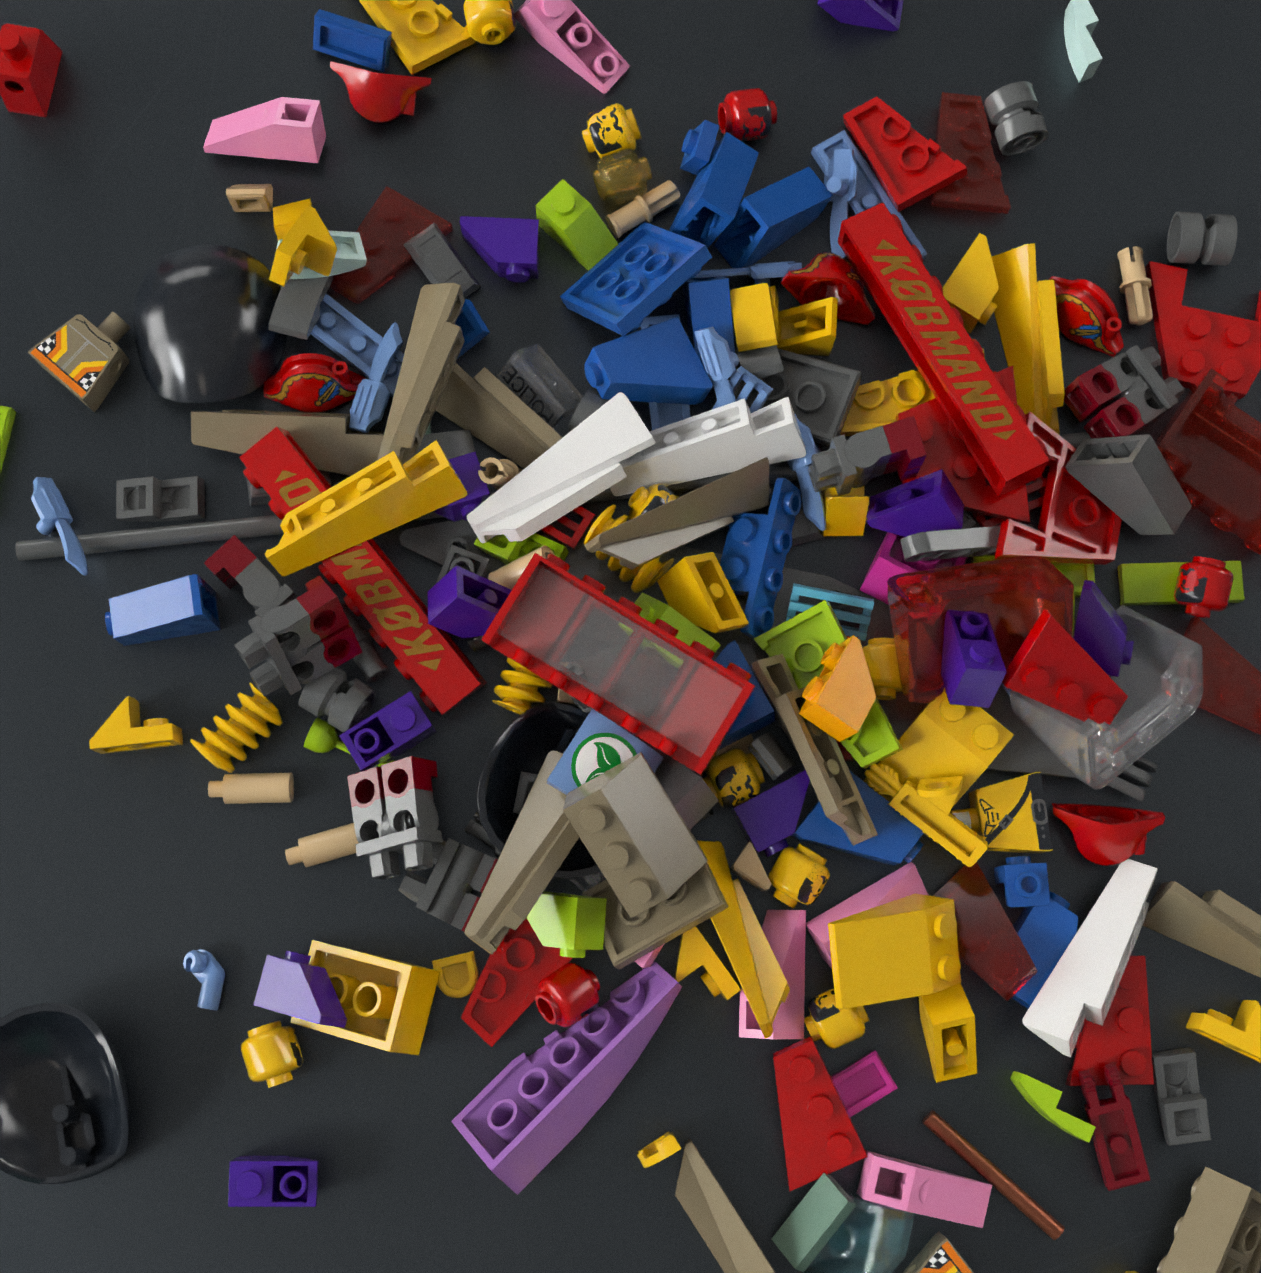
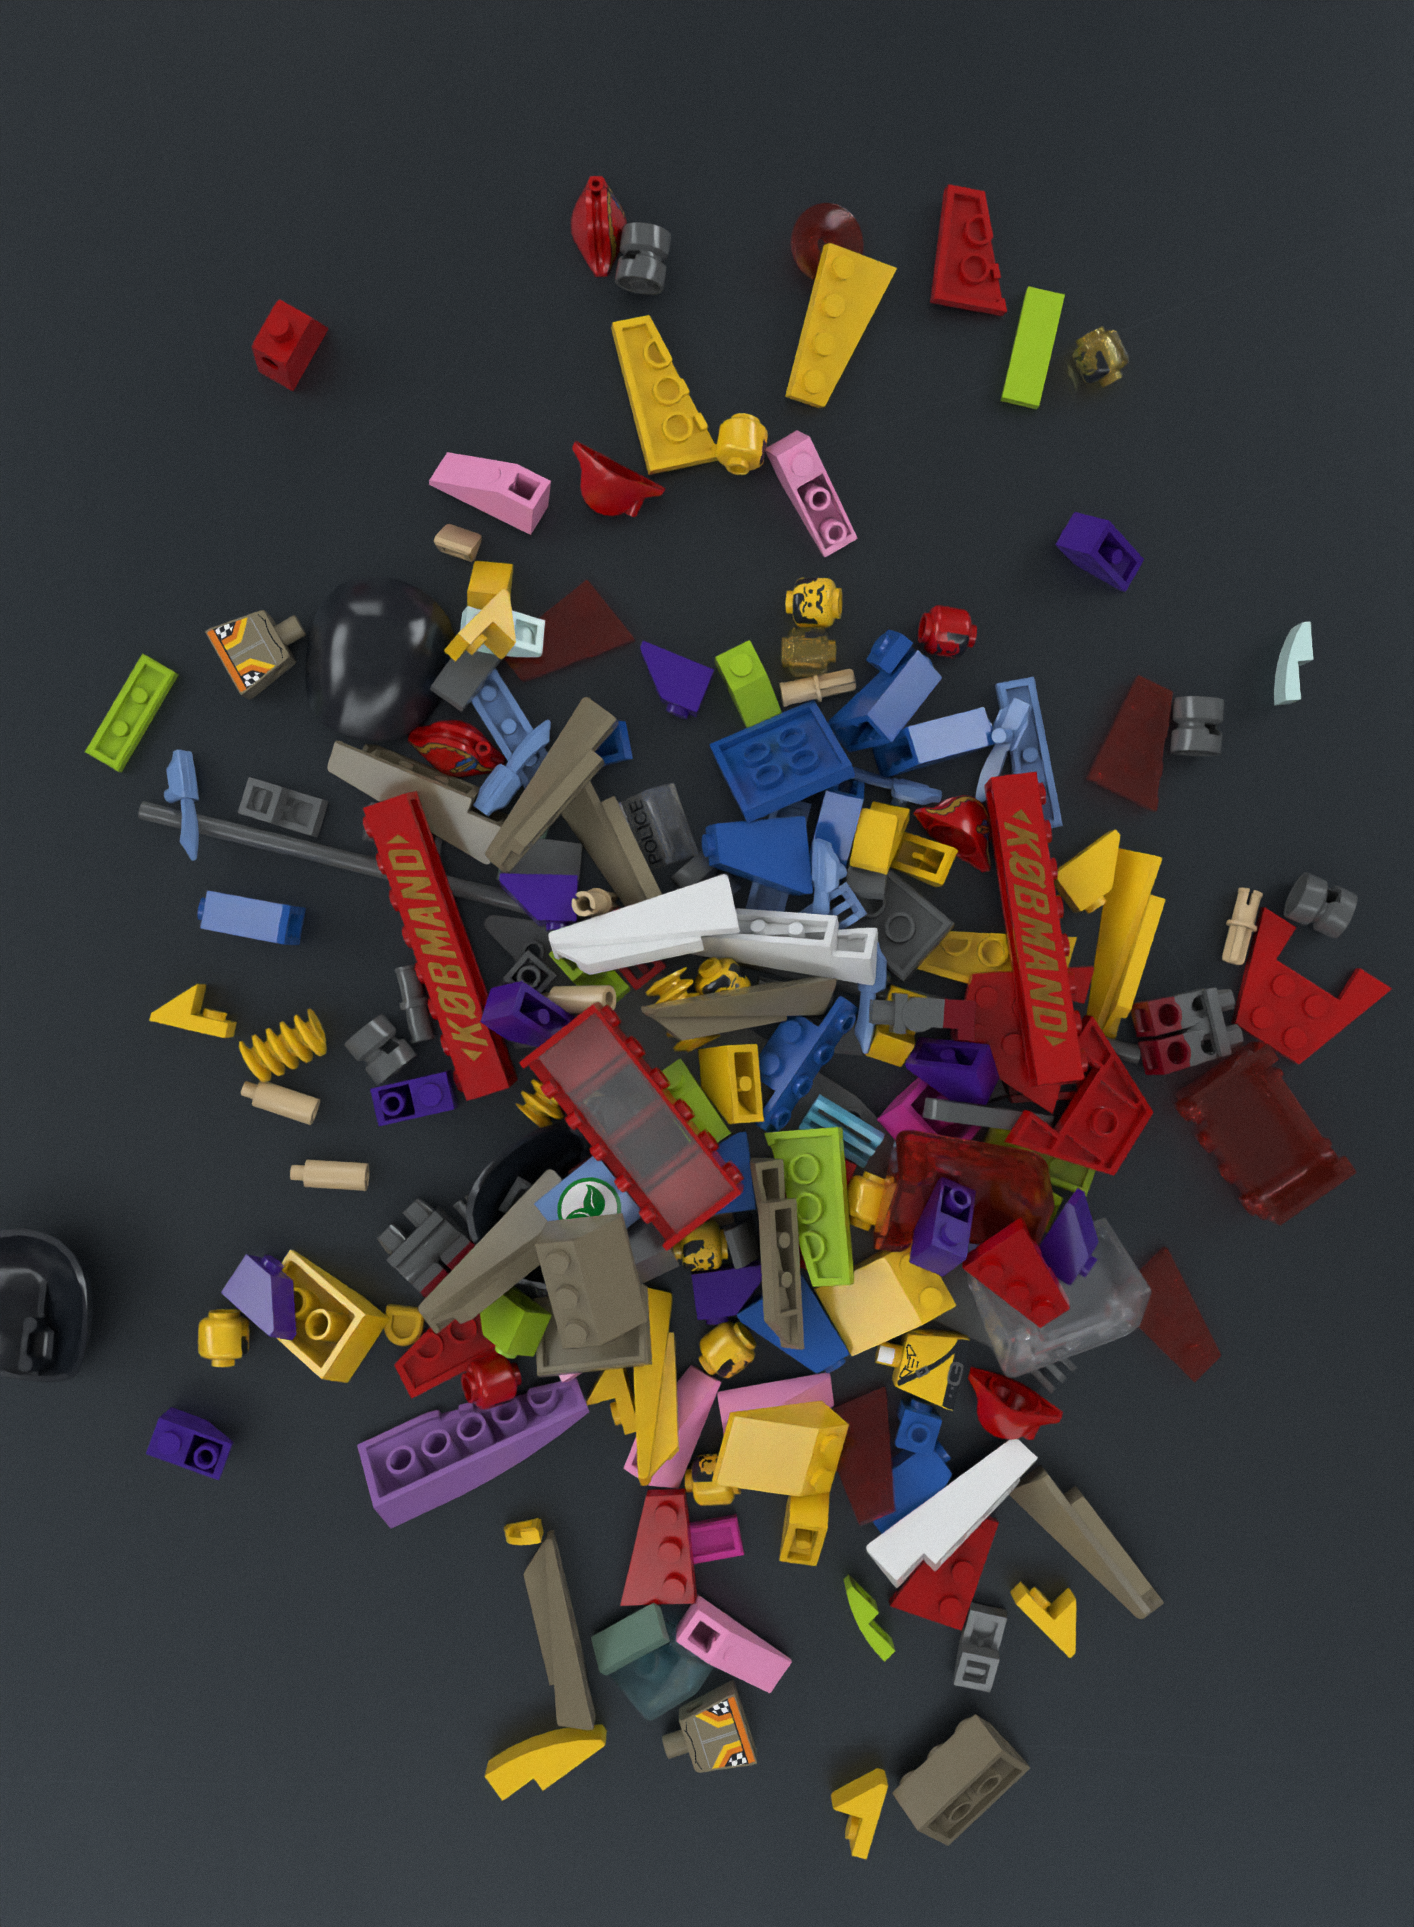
camera: 20 degrees right, 10 degrees up
(209, 974) = (193, 1250): medium blue arm -> none
(237, 564) = (346, 929): hips -> none
(299, 640) = (360, 998): dark grey hips -> none
(324, 737) = (358, 1080): lime hinge -> none
(351, 40) = (603, 421): blue tile -> none
(365, 507) = (460, 896): yellow wedge -> none
(395, 815) = (395, 1175): dark grey hips -> none
(440, 260) = (611, 675): dark grey tile -> none
(751, 869) = (686, 1327): tan slope -> none
(841, 693) = (818, 1220): light orange slope -> none
(899, 155) = (1074, 724): red wing -> none
(929, 809) = (859, 1340): yellow piece -> none
(993, 1175) = (796, 1652): copper bar -> none
(1088, 315) = (1185, 935): red hat -> none
(1115, 1133) = (911, 1658): dark red hinge -> none
(1132, 482) = (1156, 1113): dark grey slope -> none
(1157, 581) = (1167, 1213): lime tile -> none
(1203, 586) = (1181, 1230): red head -> none

